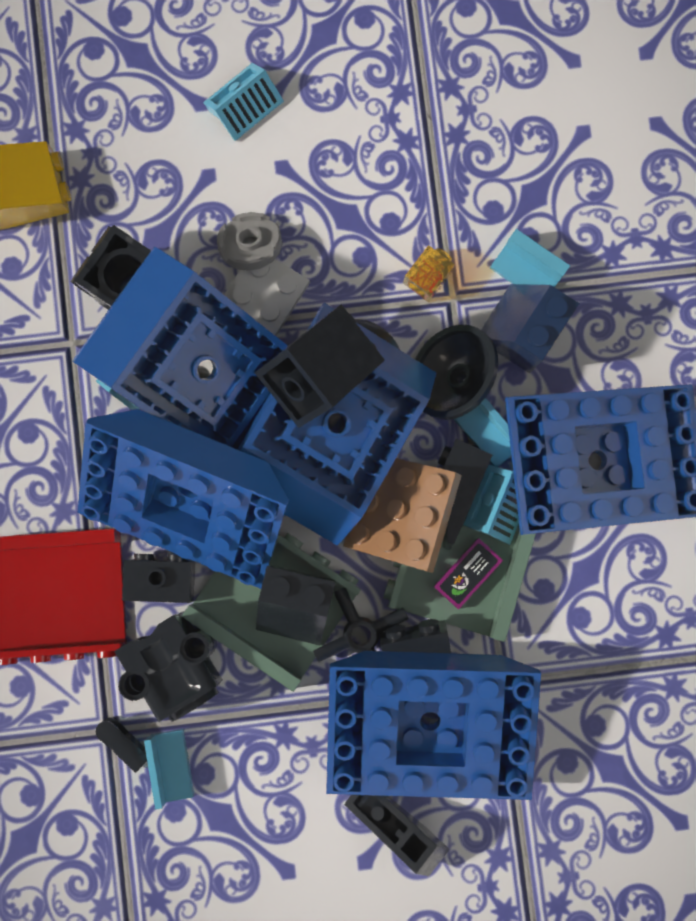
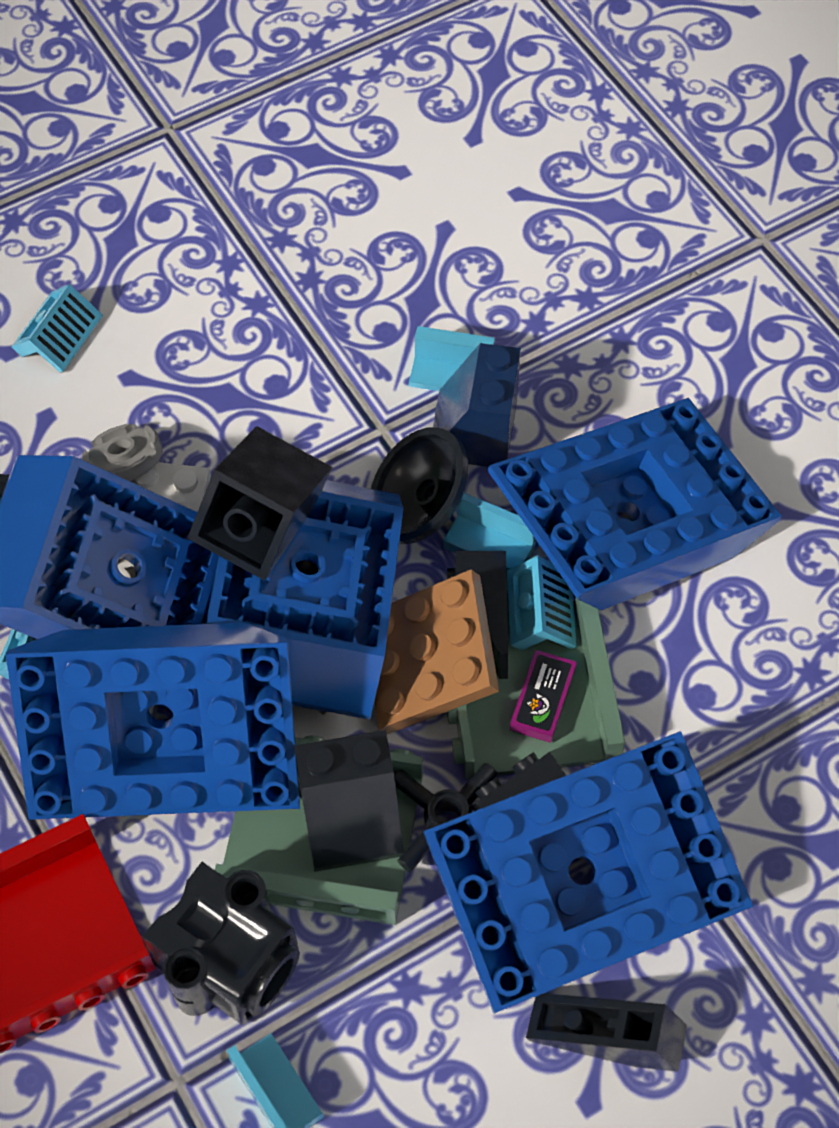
camera: 20 degrees left, 25 degrees down
(122, 743) = (200, 1085): black bar -> none
(158, 580) = (162, 859): black brick -> none
(429, 272) = (342, 410): clear yellow brick -> none

